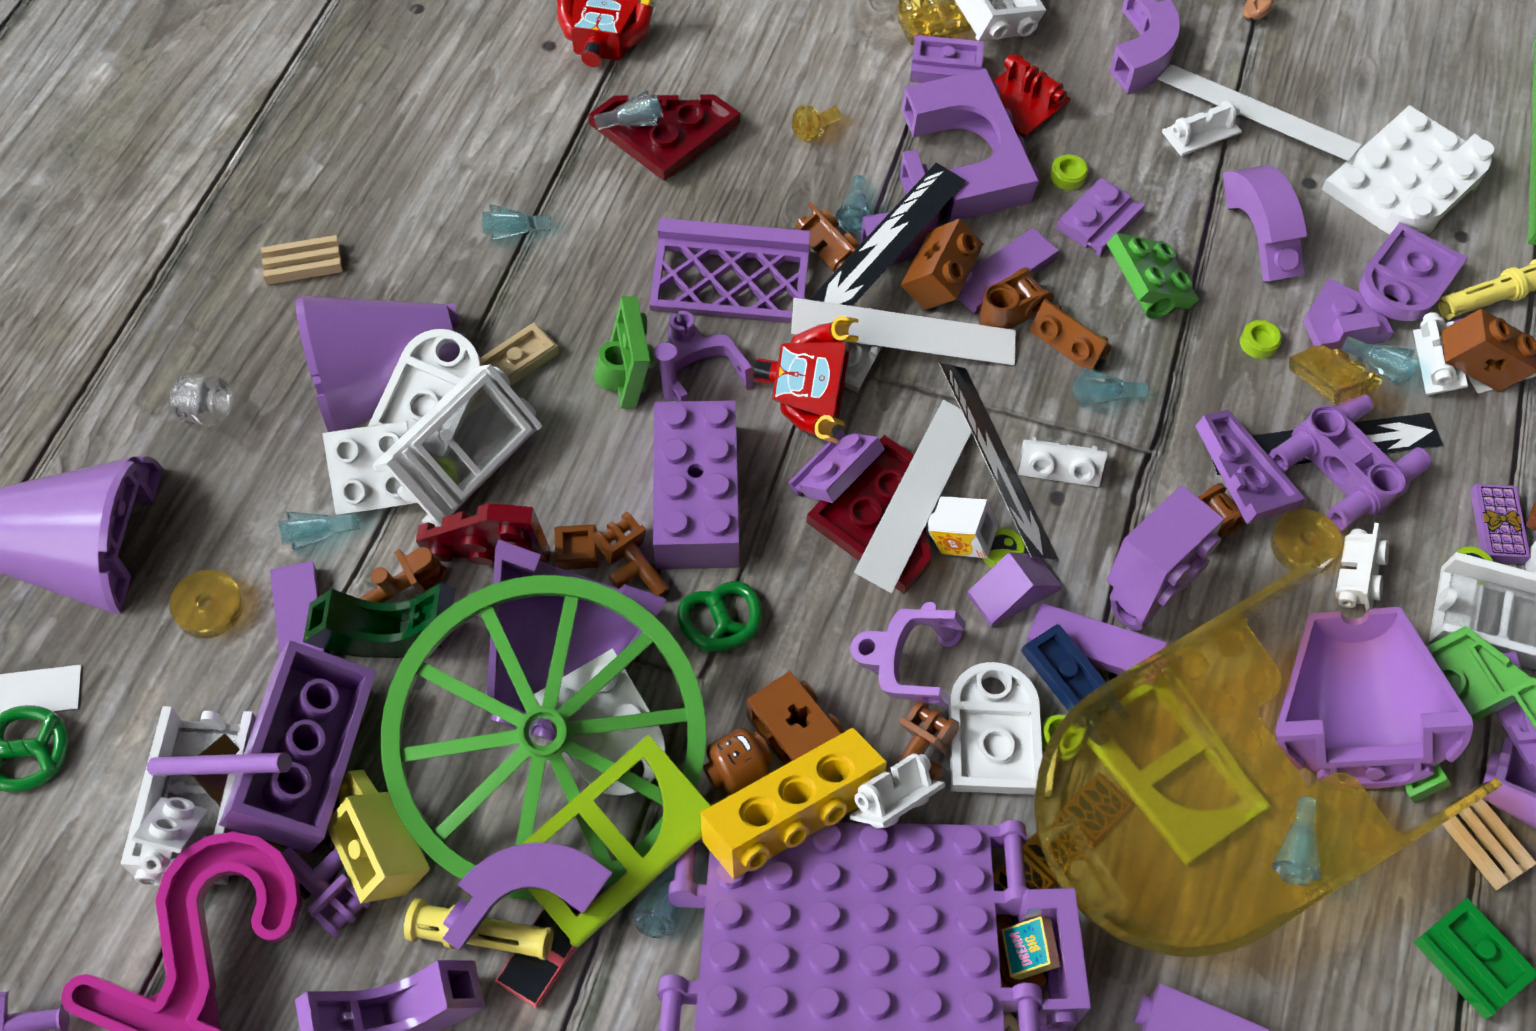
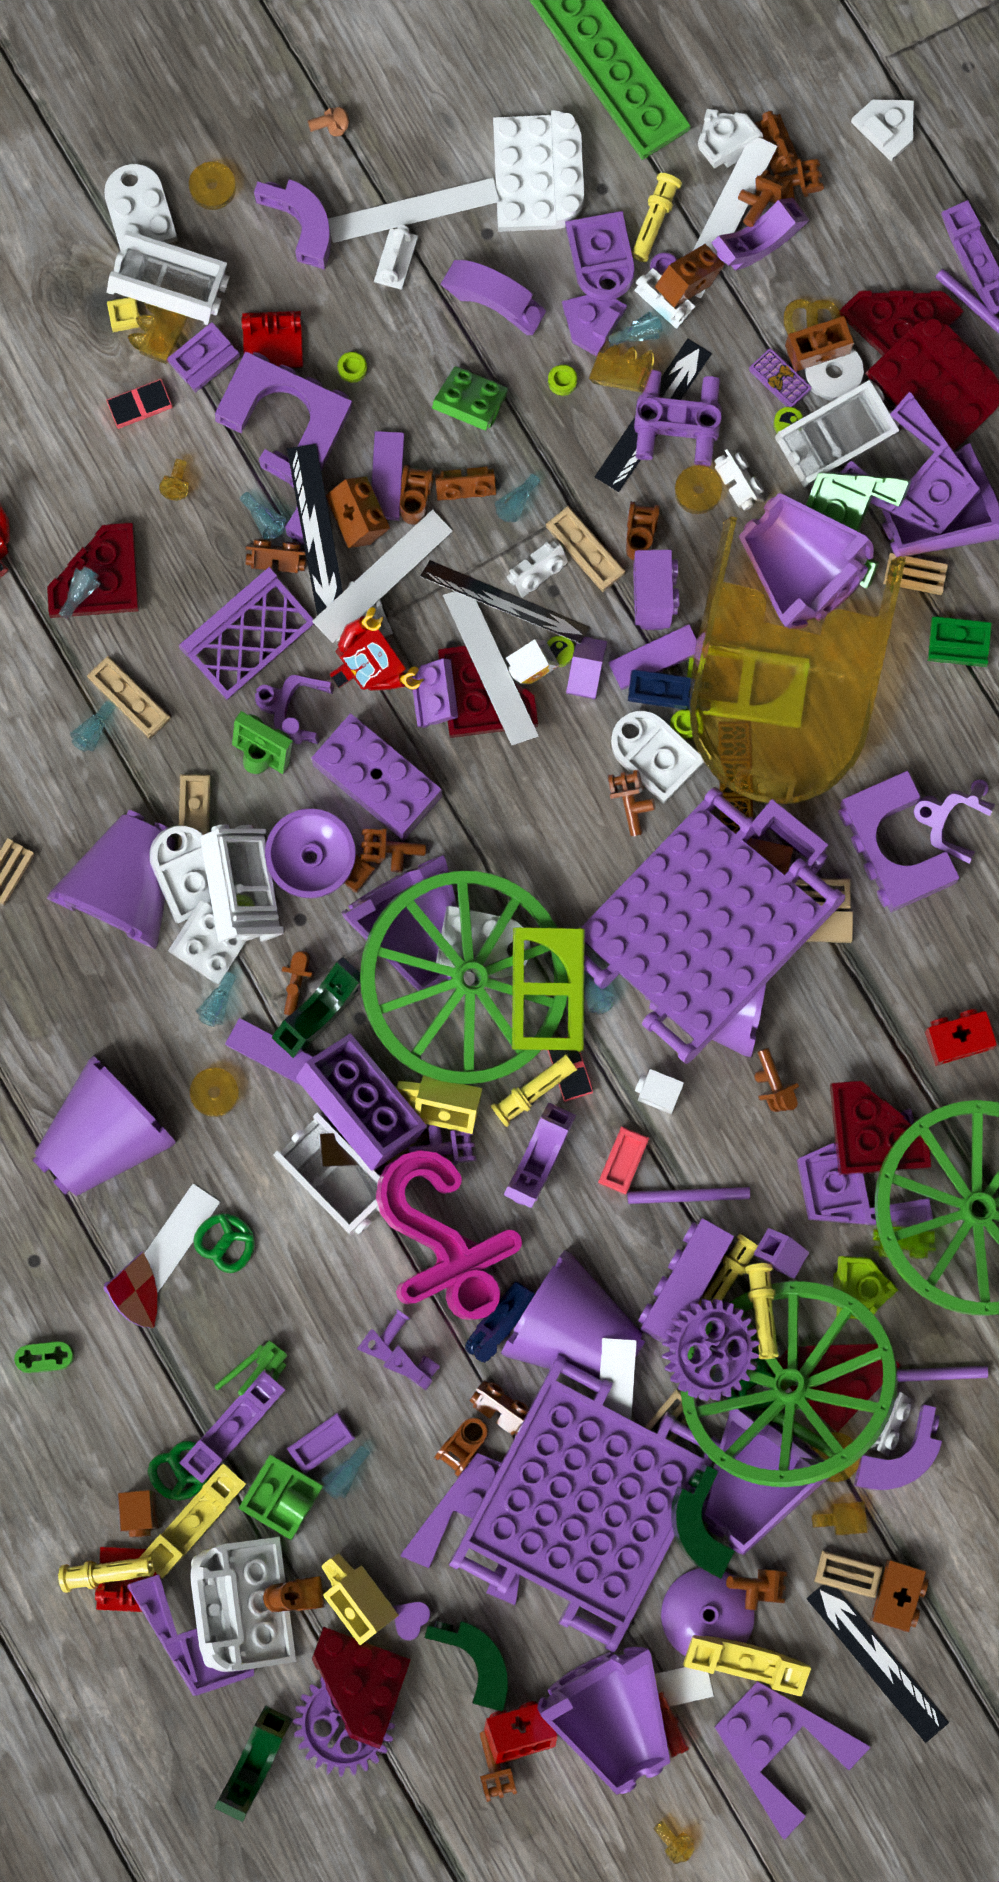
camera: 45 degrees left, 20 degrees up
(166, 831) = (357, 1196): white hinge -> none
(201, 399) = (70, 1001): clear head -> none
(220, 764) = (349, 1145): medium lavender bar -> none
(478, 535) = (317, 920): dark red plate -> none
(524, 866) = (532, 1042): medium lavender arch -> none
(550, 464) = (307, 833): none -> medium lavender dish
(572, 232) = (128, 697): none -> tan tile
(721, 617) = (466, 832): green piece -> none
(737, 760) = (558, 894): dark orange head -> none
(788, 701) = (549, 856): dark orange brick -> none
(789, 803) = (608, 842): yellow brick -> none
(854, 51) = (139, 404): none -> black tile
(883, 650) = (567, 764): medium lavender piece -> none
(884, 802) = (649, 836): white hinge -> none
(1030, 947) = (775, 842): tile -> none
(1099, 216) = (400, 382): medium lavender plate -> none
(1128, 484) = (585, 549): none -> tan tile
(1247, 470) = (634, 479): medium lavender wing -> none
(1298, 855) = (845, 674): clear light blue cone -> none

